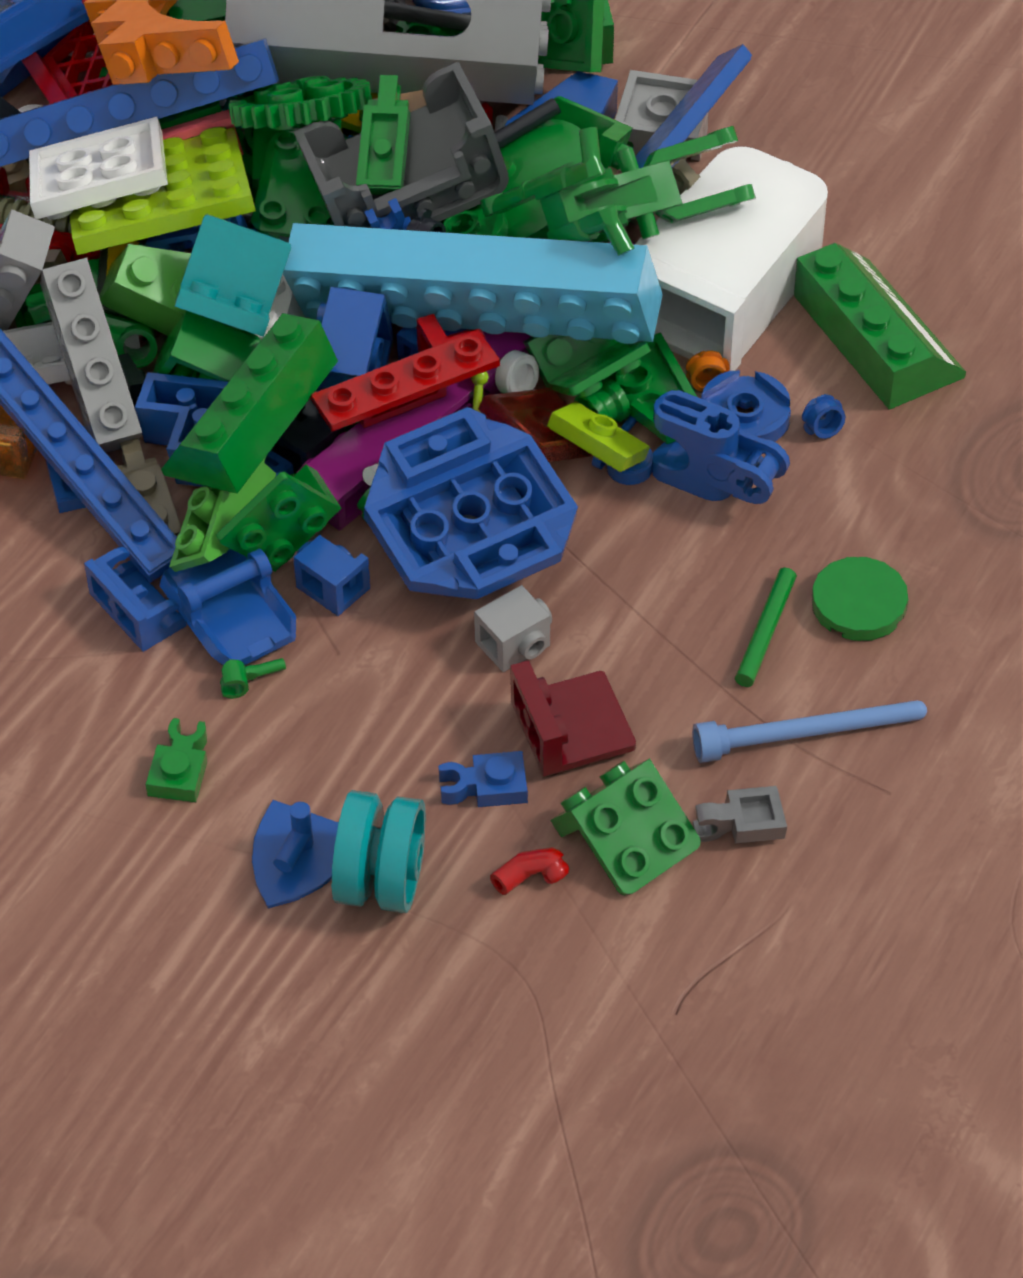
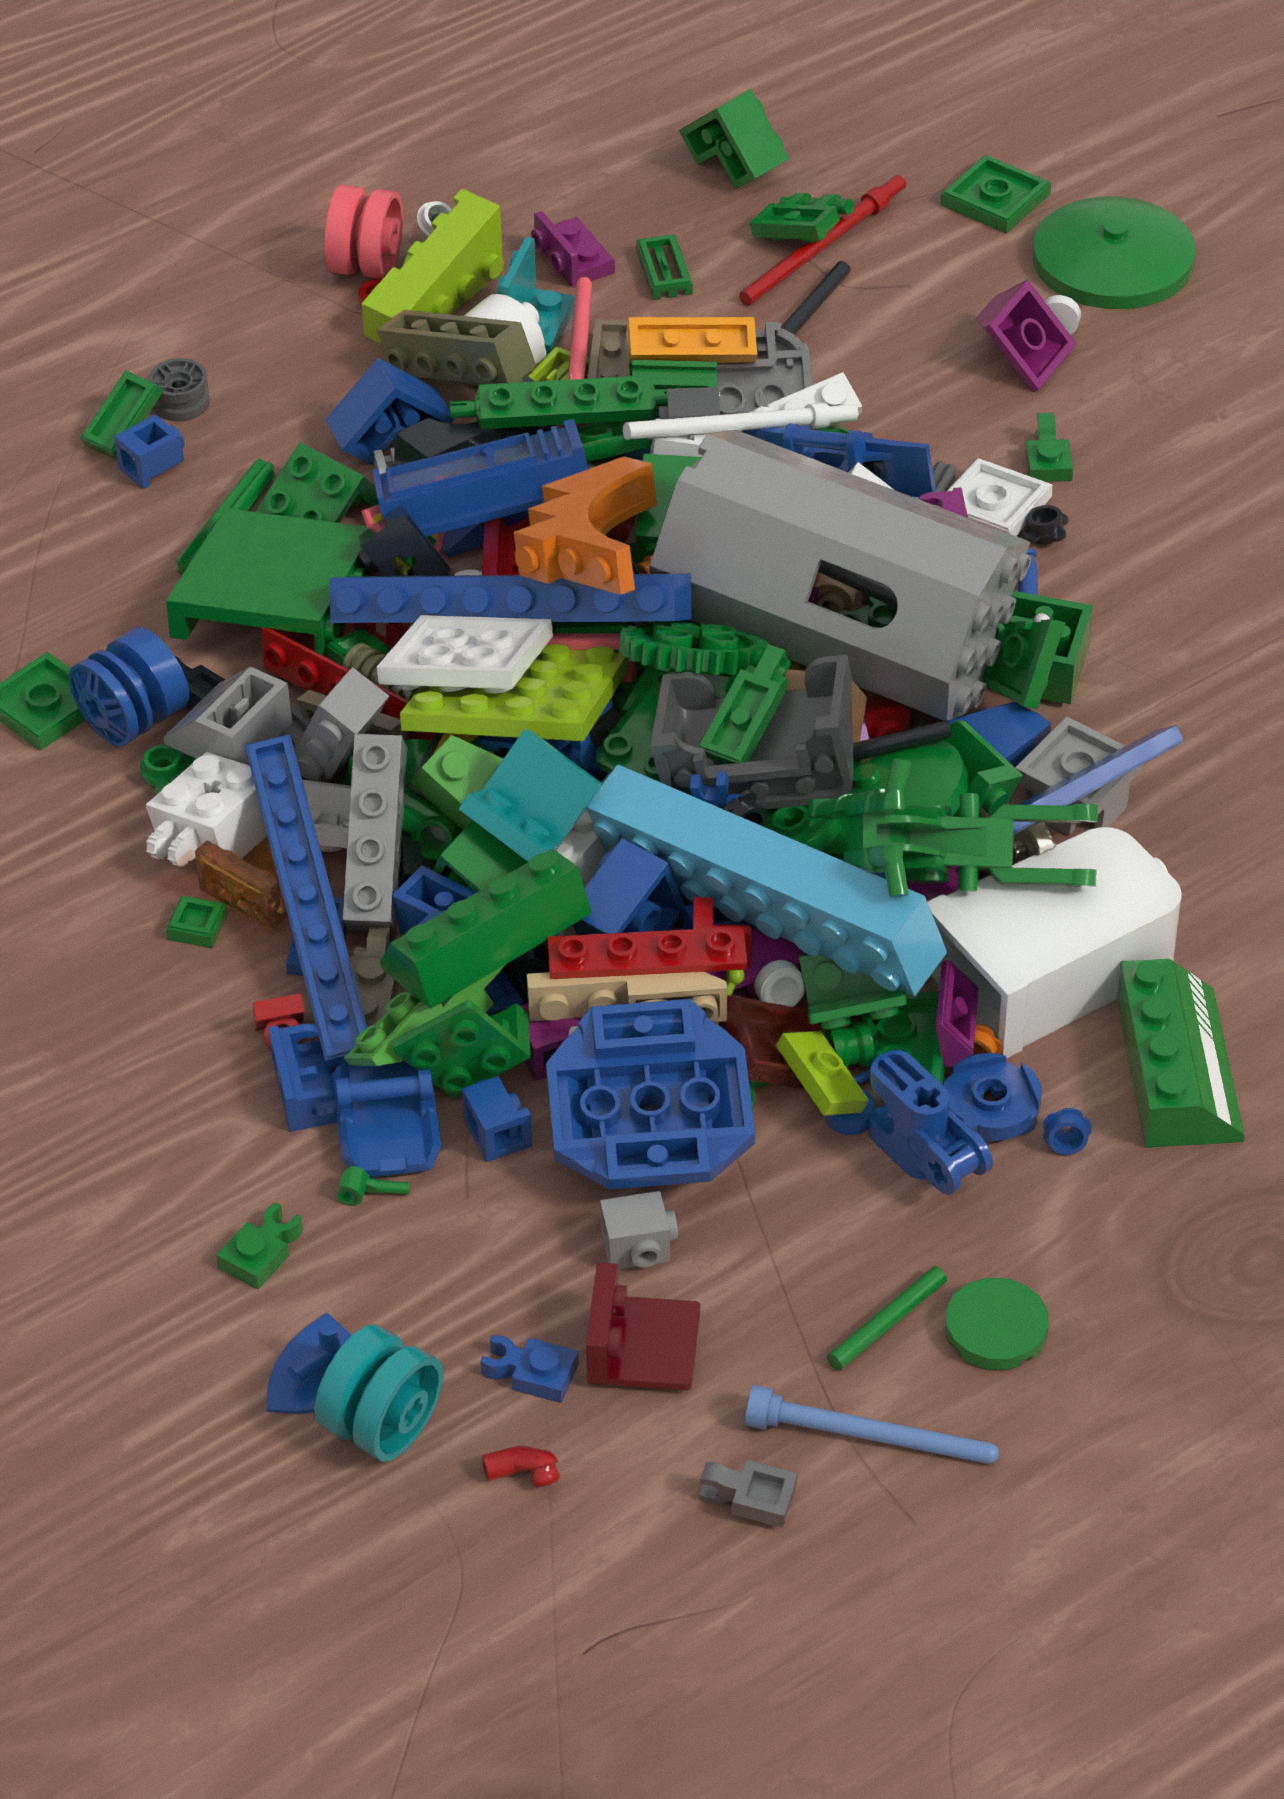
camera: 25 degrees right, 5 degrees down
(78, 550) = (279, 1012): none -> red tile
(362, 439) = (575, 996): none -> tan slope
(630, 825) = (636, 1459): green bracket -> none
(687, 349) = (956, 1014): none -> magenta slope

